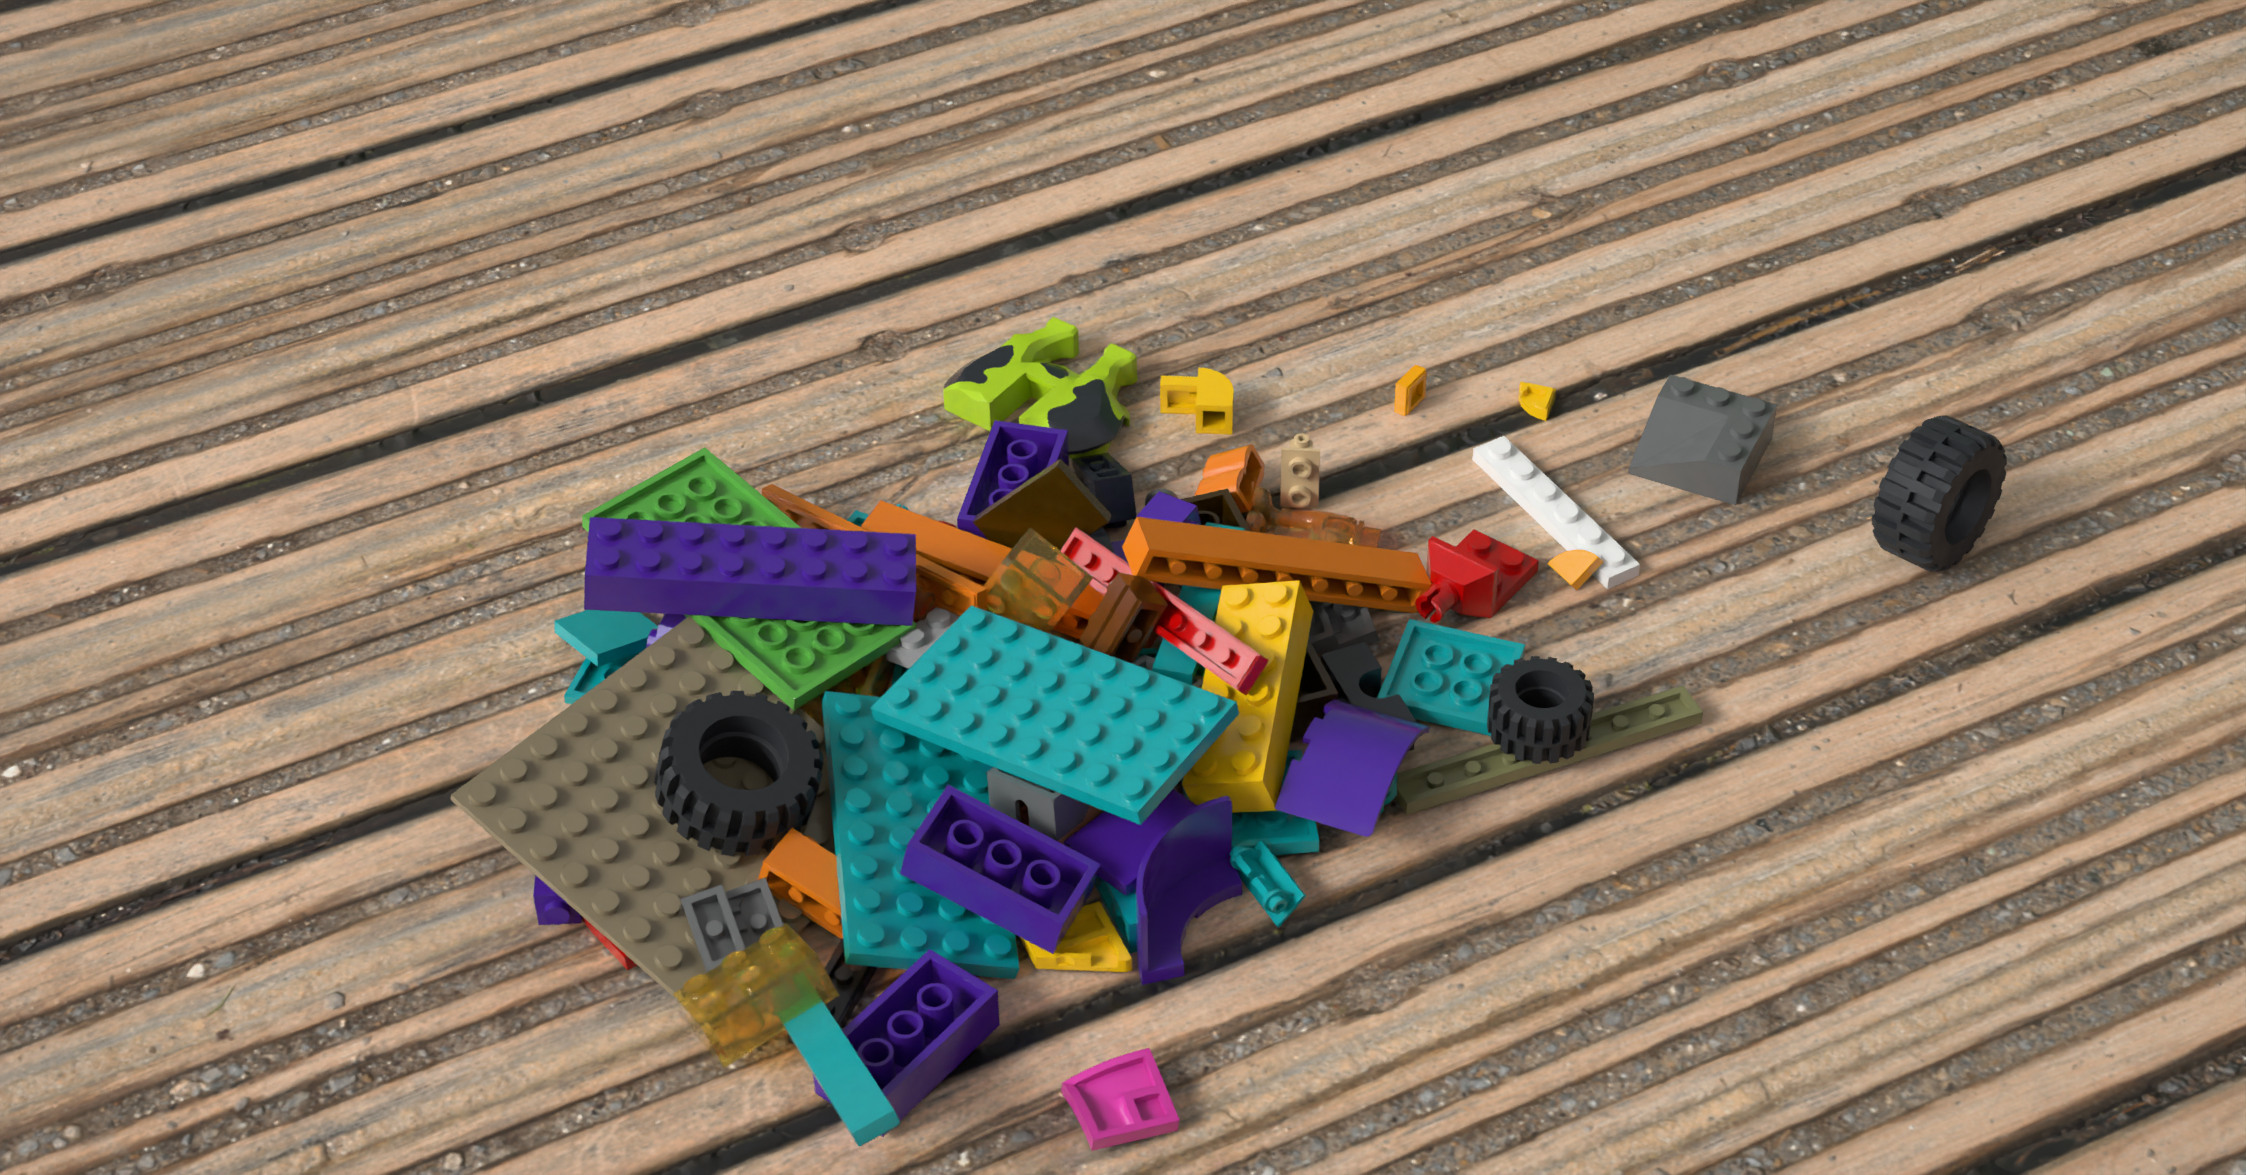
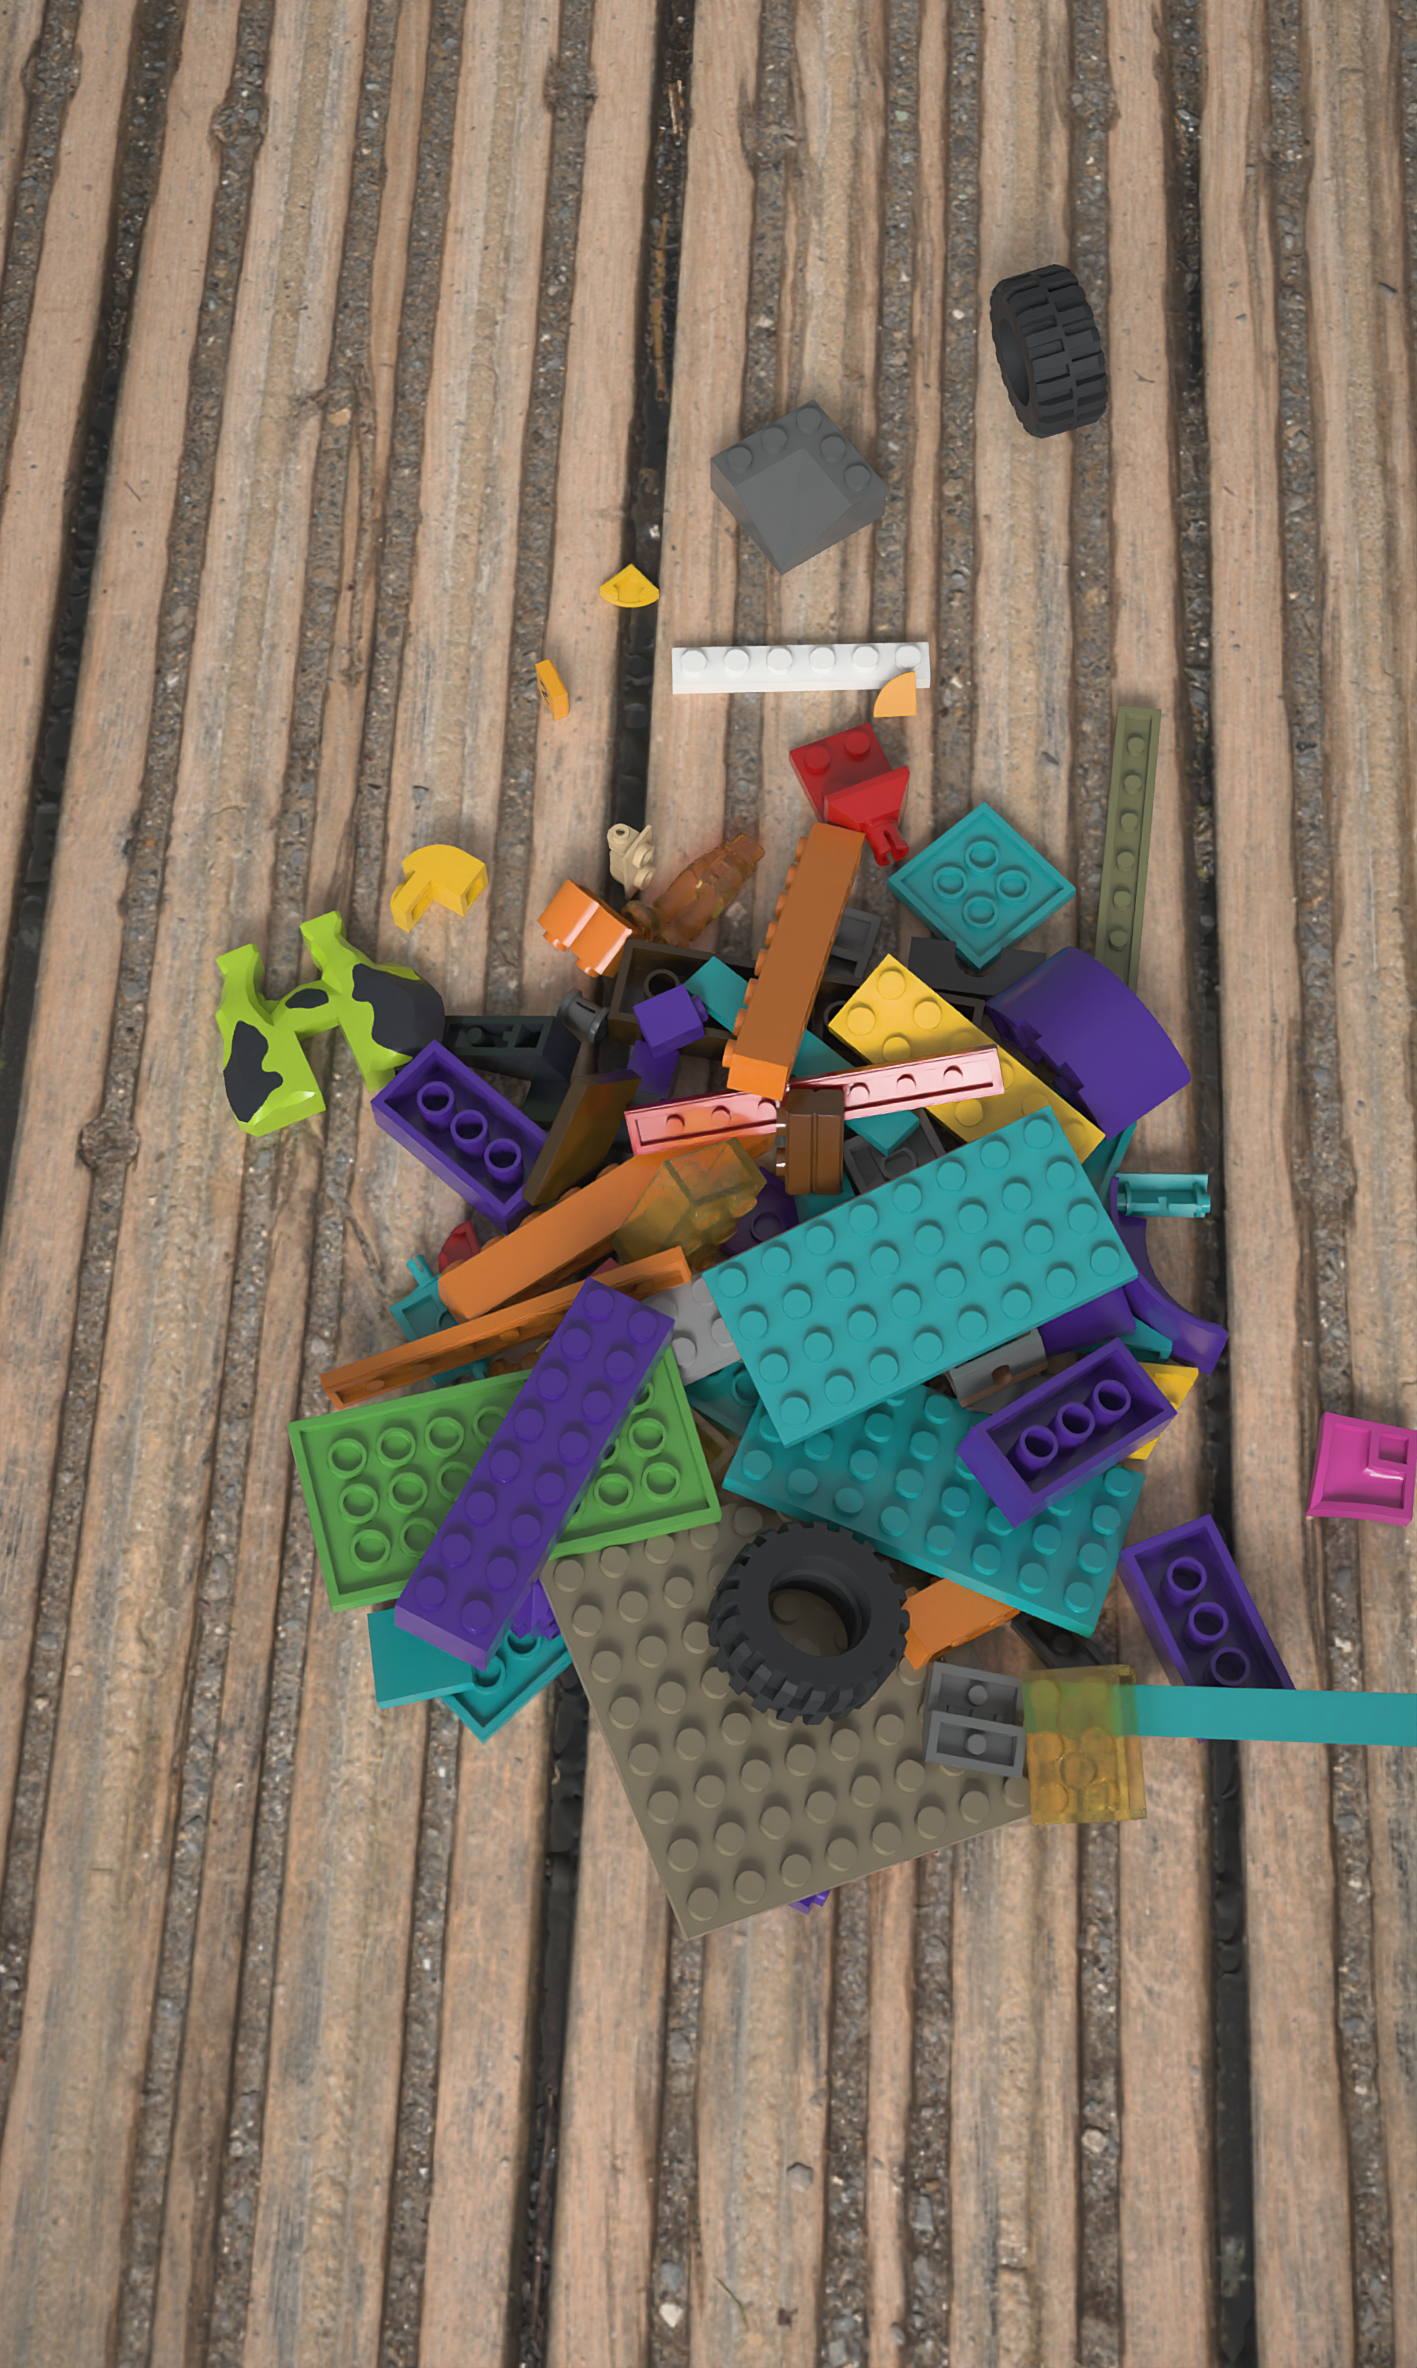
camera: 60 degrees left, 25 degrees up
(1540, 709) = (1114, 811): black tyre -> none

